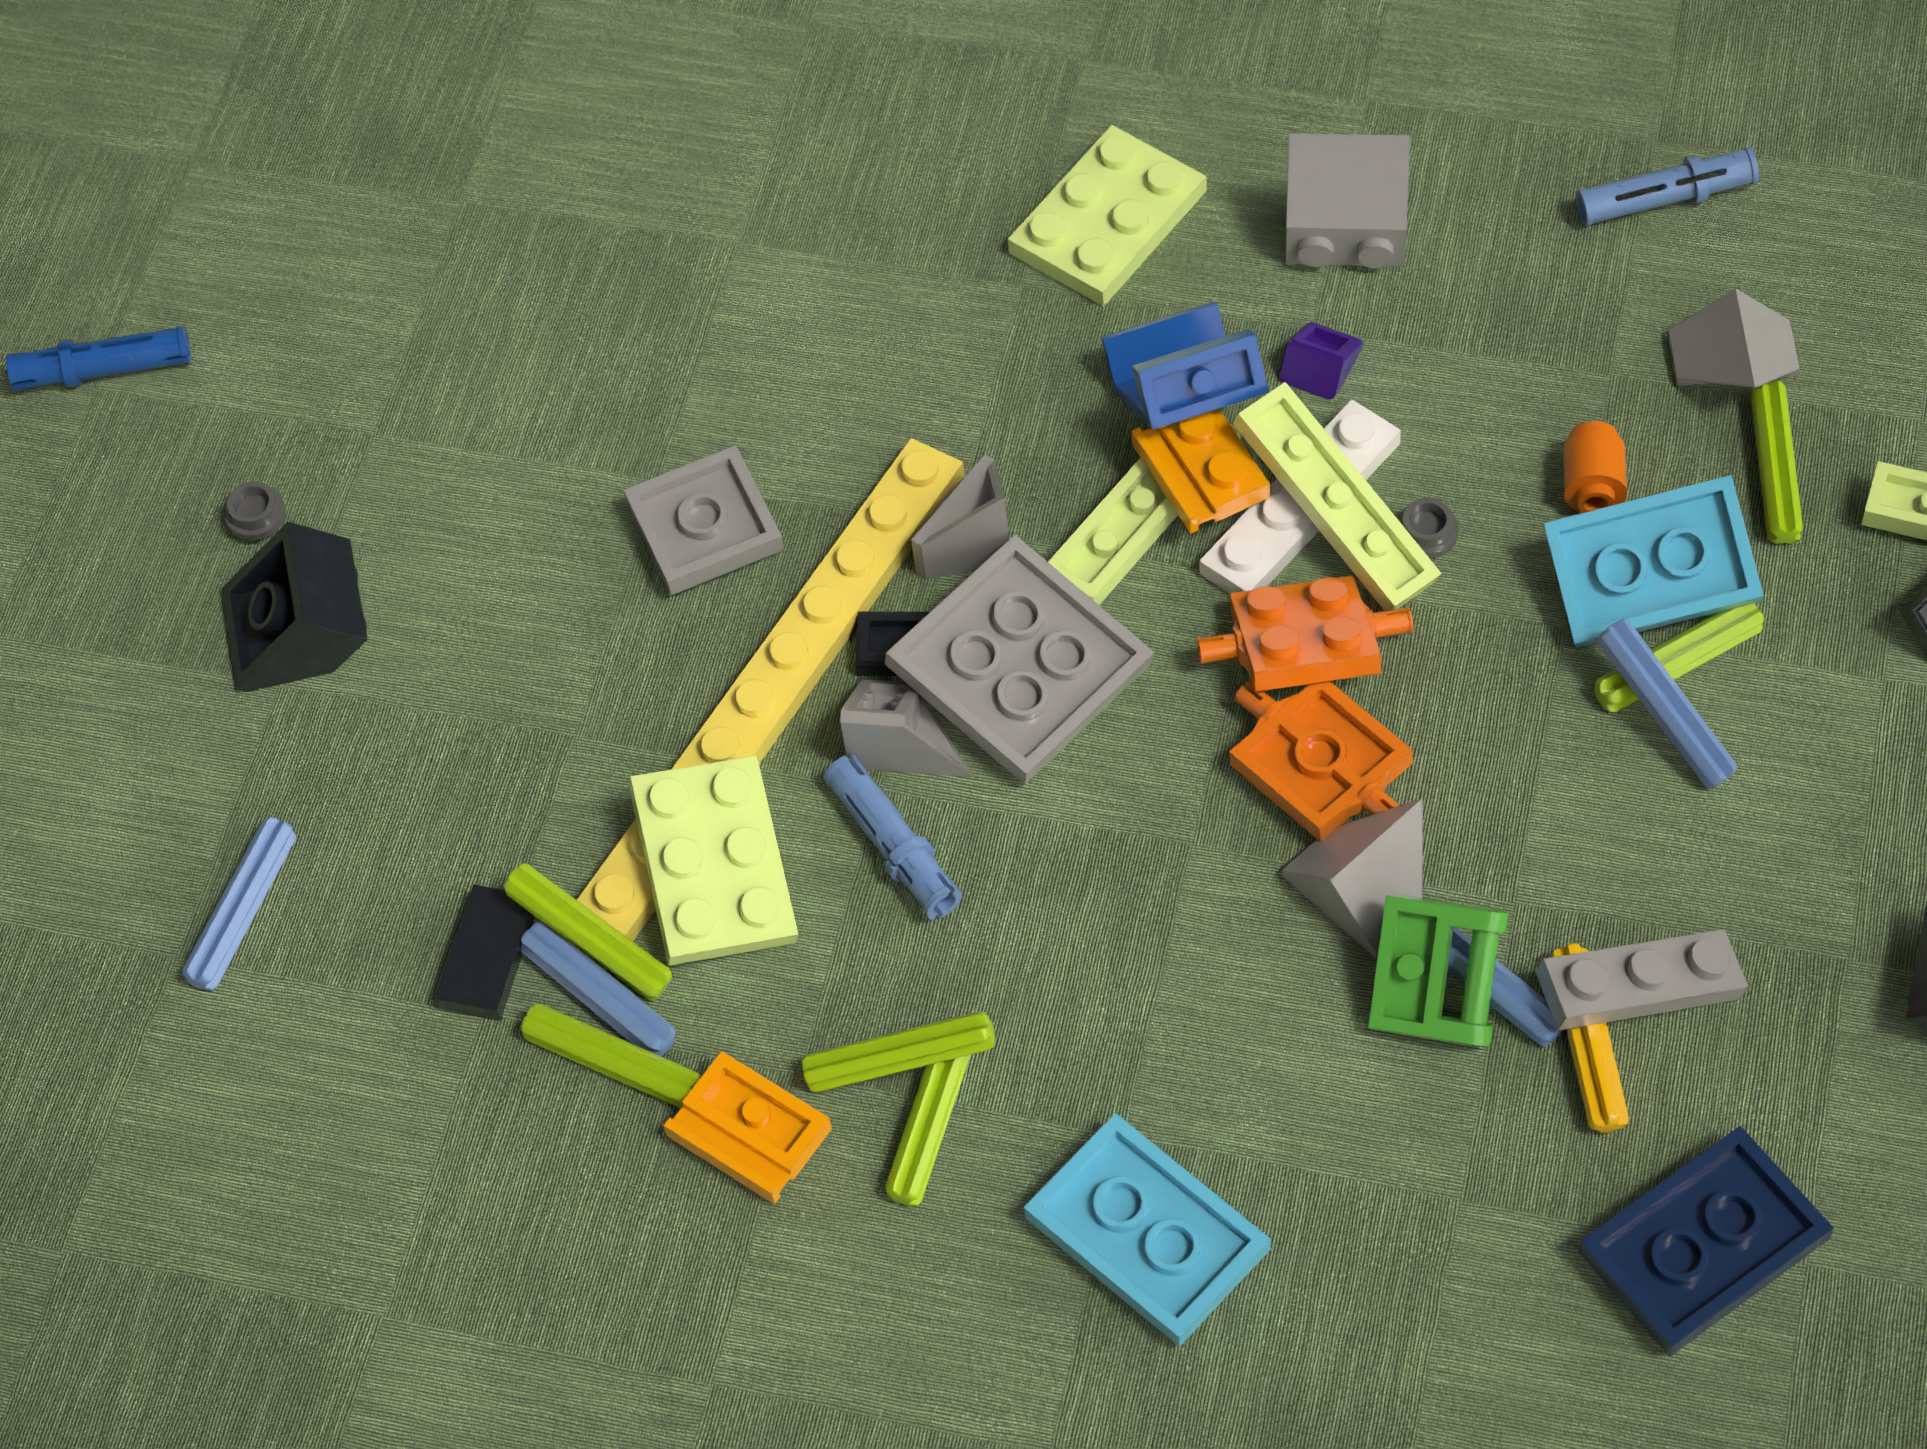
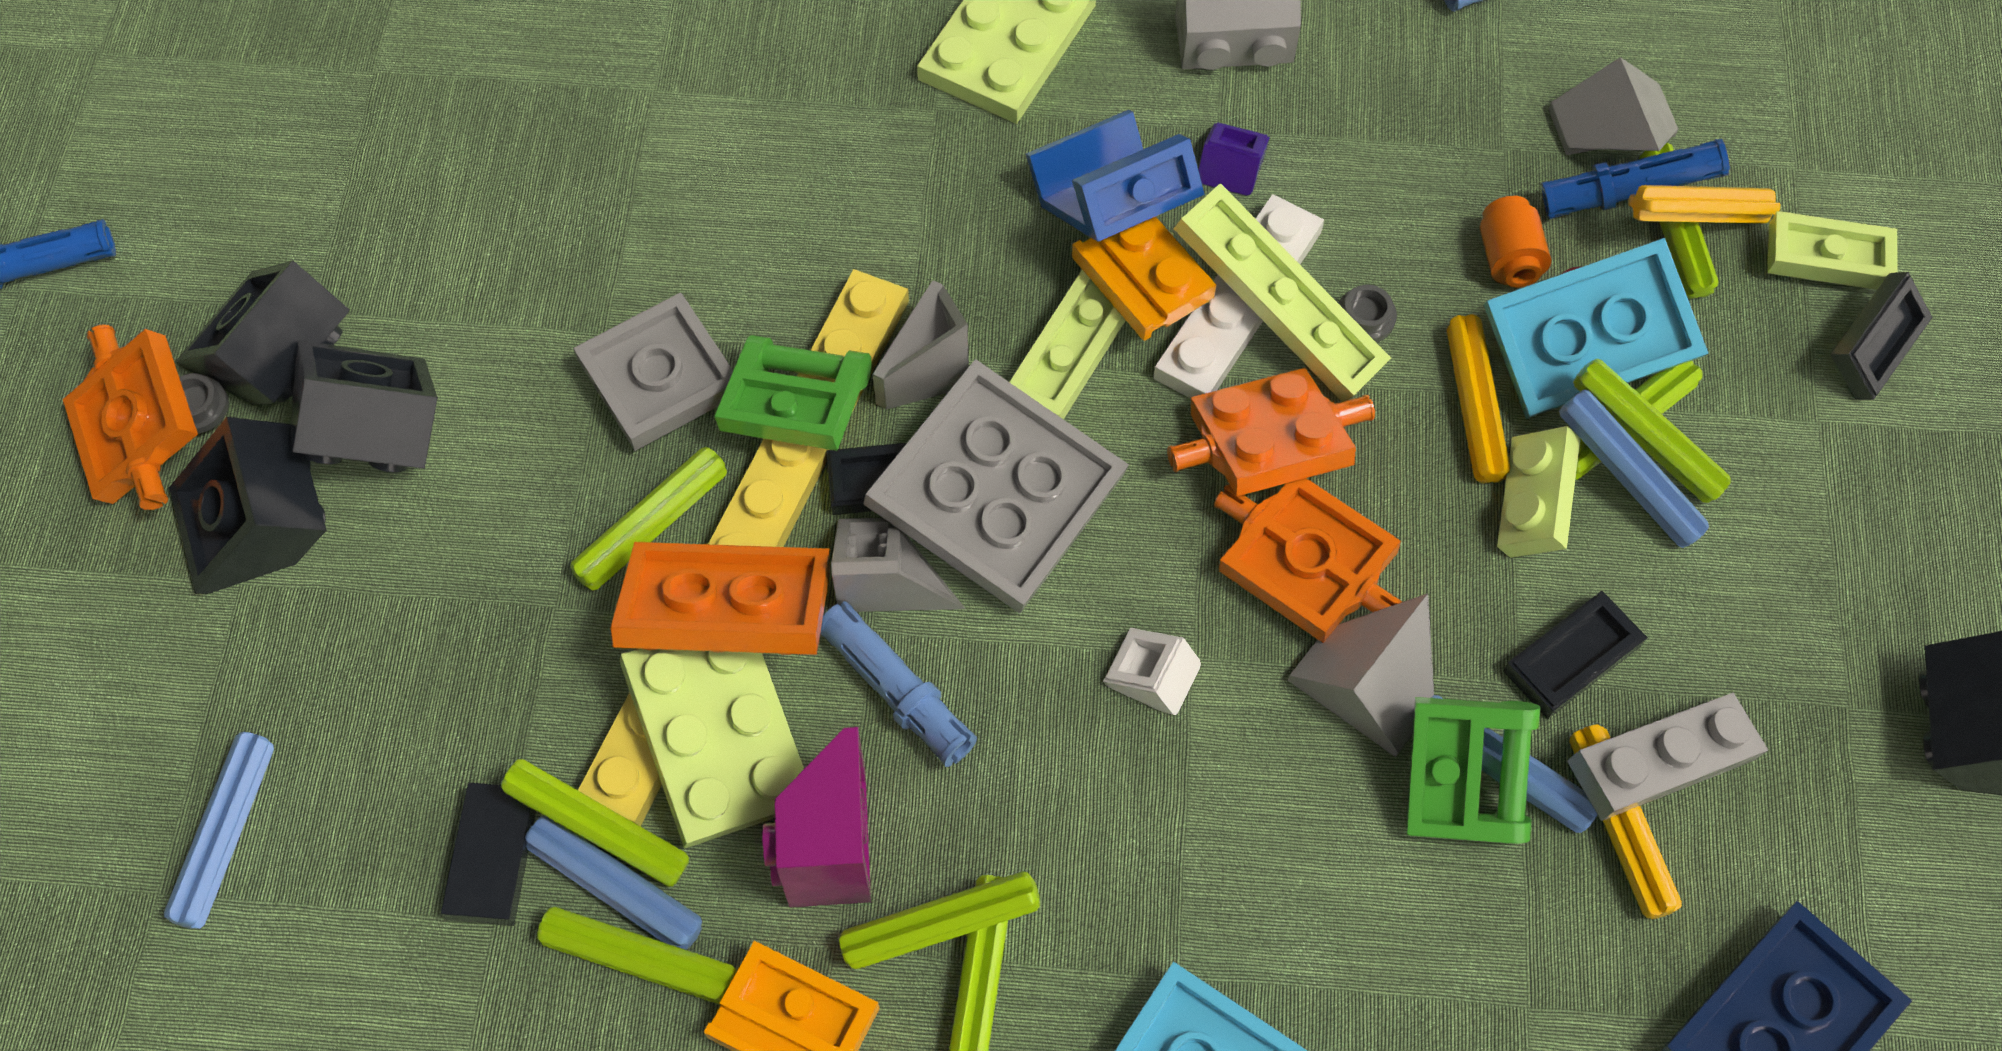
camera: 15 degrees left, 5 degrees up
(193, 516) = (129, 416): none -> orange plate
(330, 450) = (257, 332): none -> black slope
(413, 527) = (361, 407): none -> black slope
(676, 660) = (649, 518): none -> lime axle
(733, 734) = (722, 598): none -> orange plate
(800, 955) = (822, 829): none -> magenta slope
(825, 563) = (788, 405): none -> bright green plate
(1149, 851) = (1154, 669): none -> white slope
(1526, 622) = (1478, 399): none -> yellow axle
(1566, 718) = (1539, 492): none -> yellowish green plate
(1575, 879) = (1575, 654): none -> black tile
(1694, 669) = (1654, 432): none -> lime axle
(1731, 415) = (1616, 183): none -> blue pin
(1798, 447) = (1703, 204): none -> yellow axle

